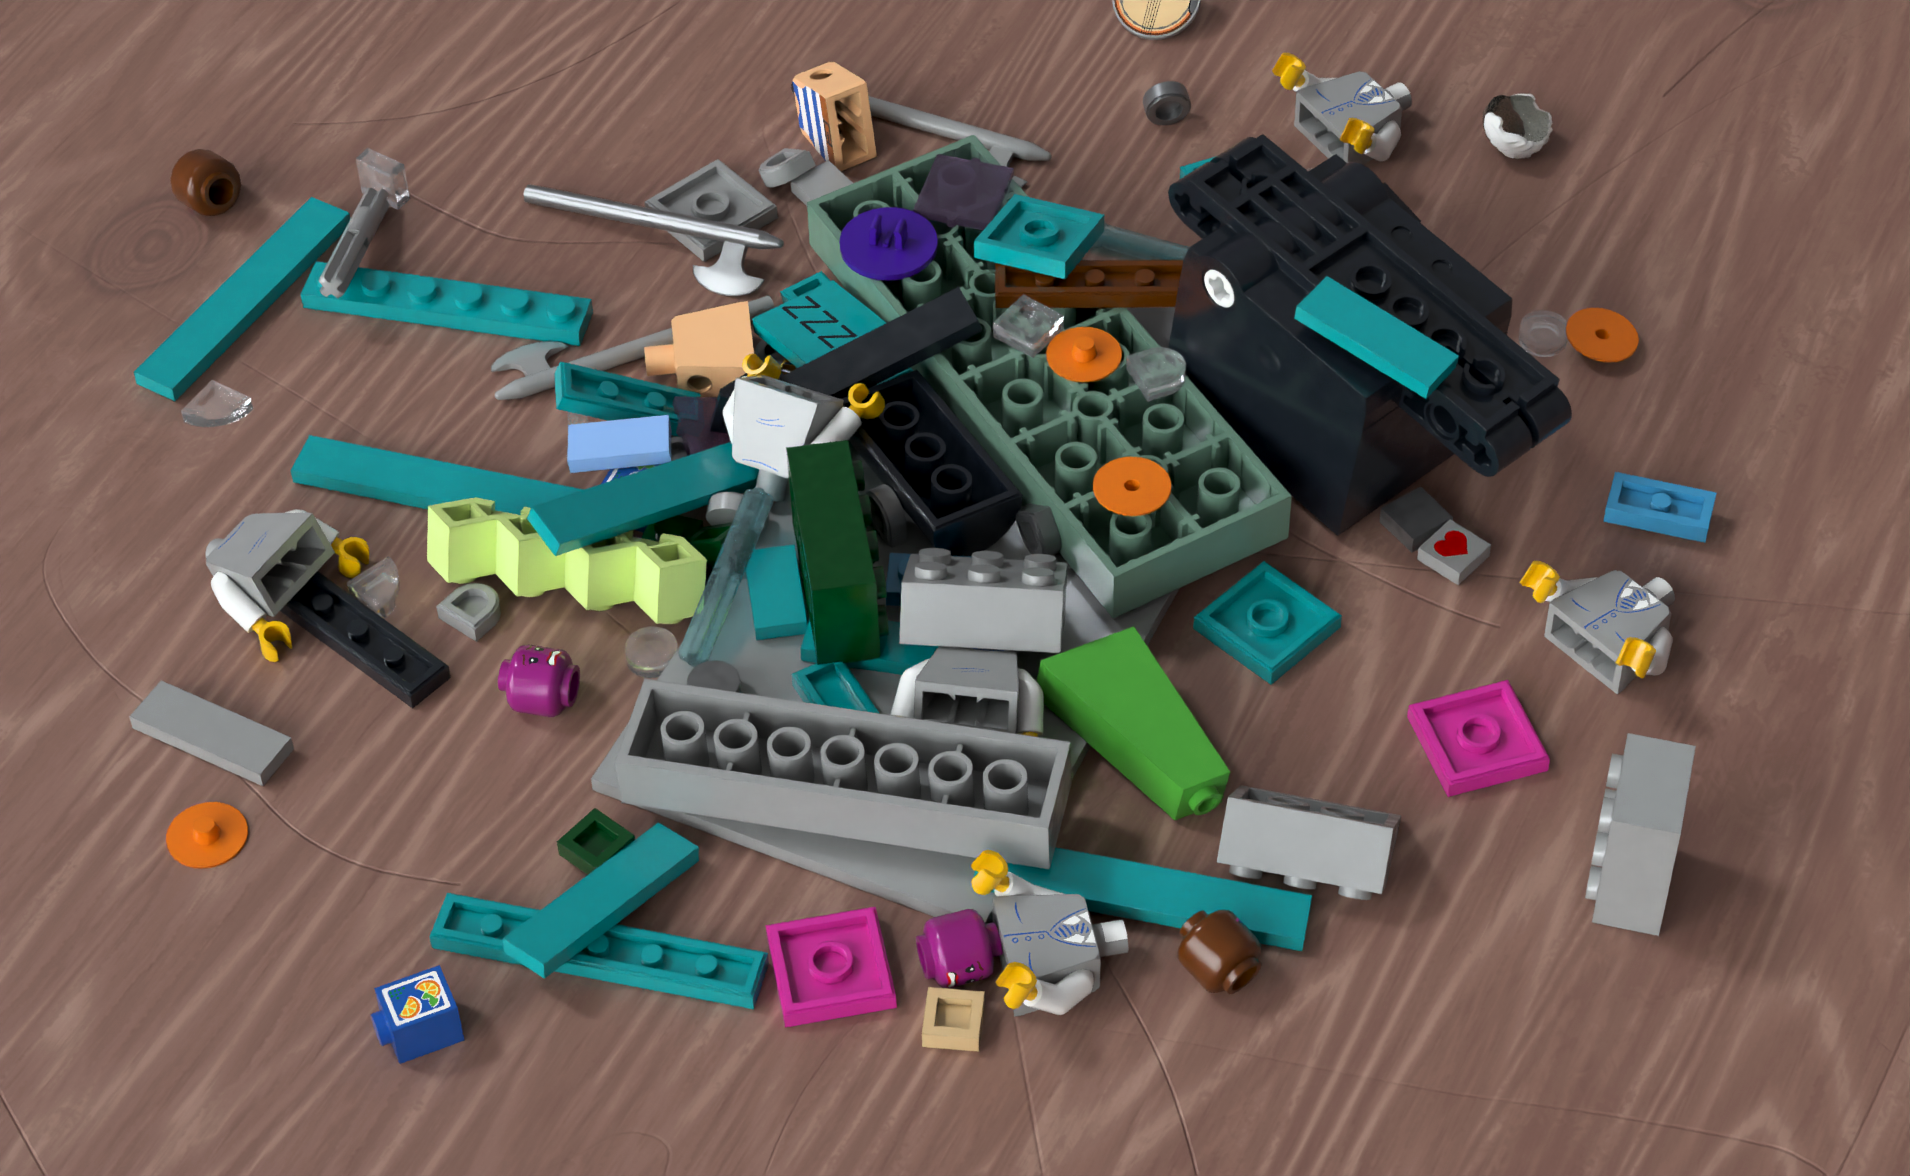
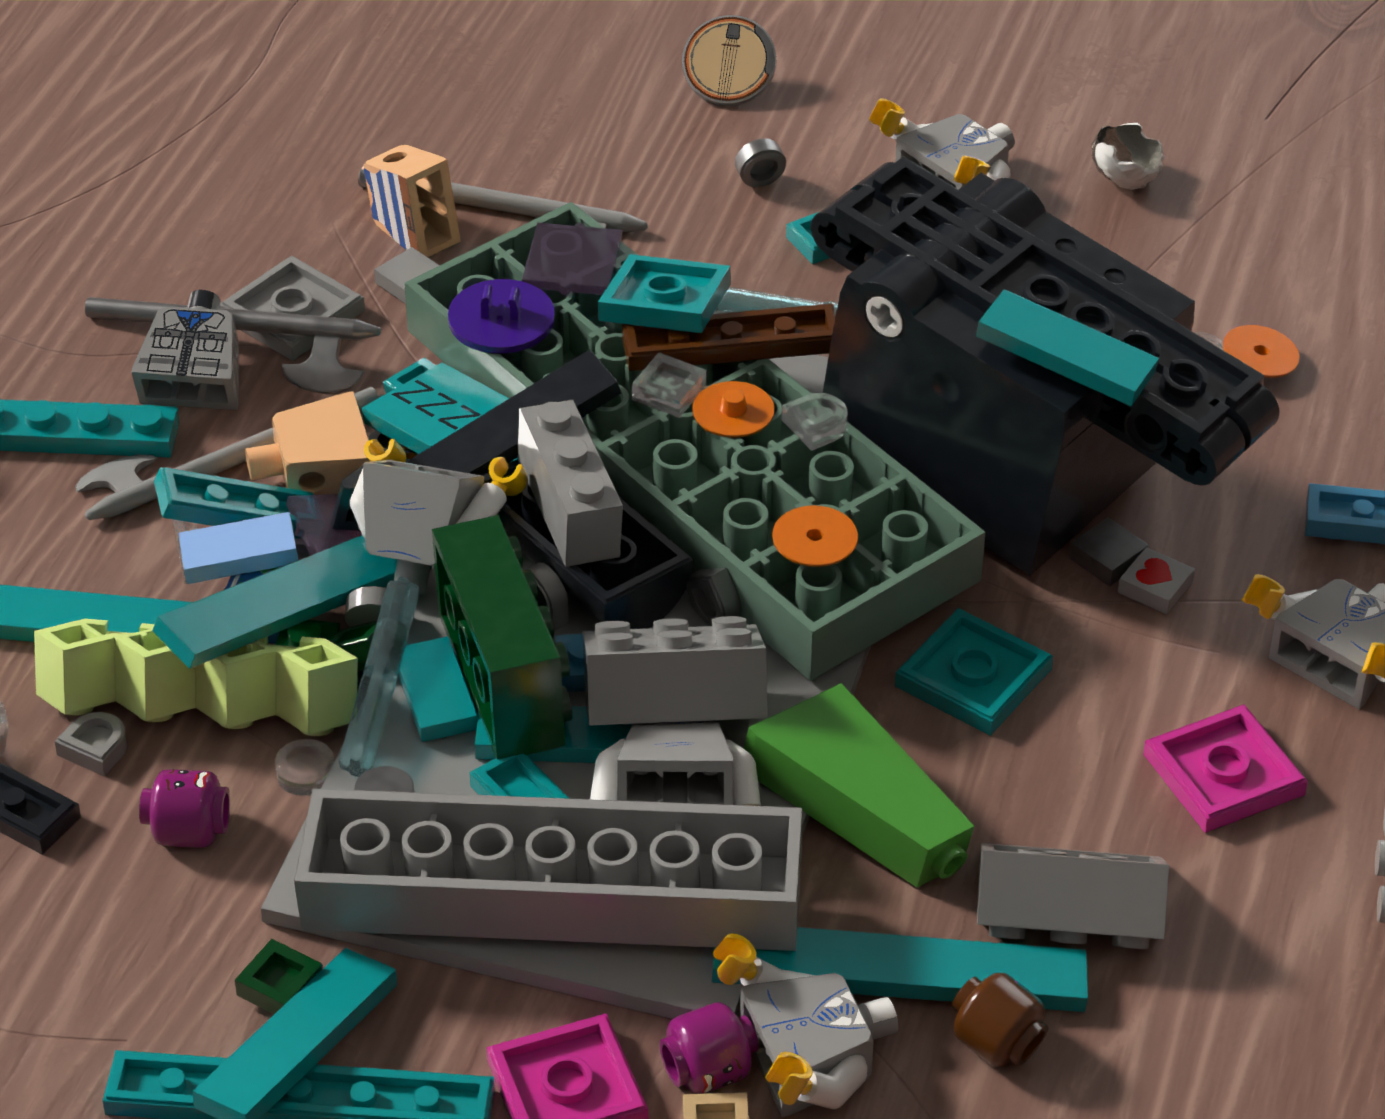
camera: 10 degrees left, 5 degrees down
(609, 252) = (190, 356): none -> light grey torso
(785, 166) = (367, 256): light grey tile -> none
(919, 414) = (570, 483): none -> light grey brick

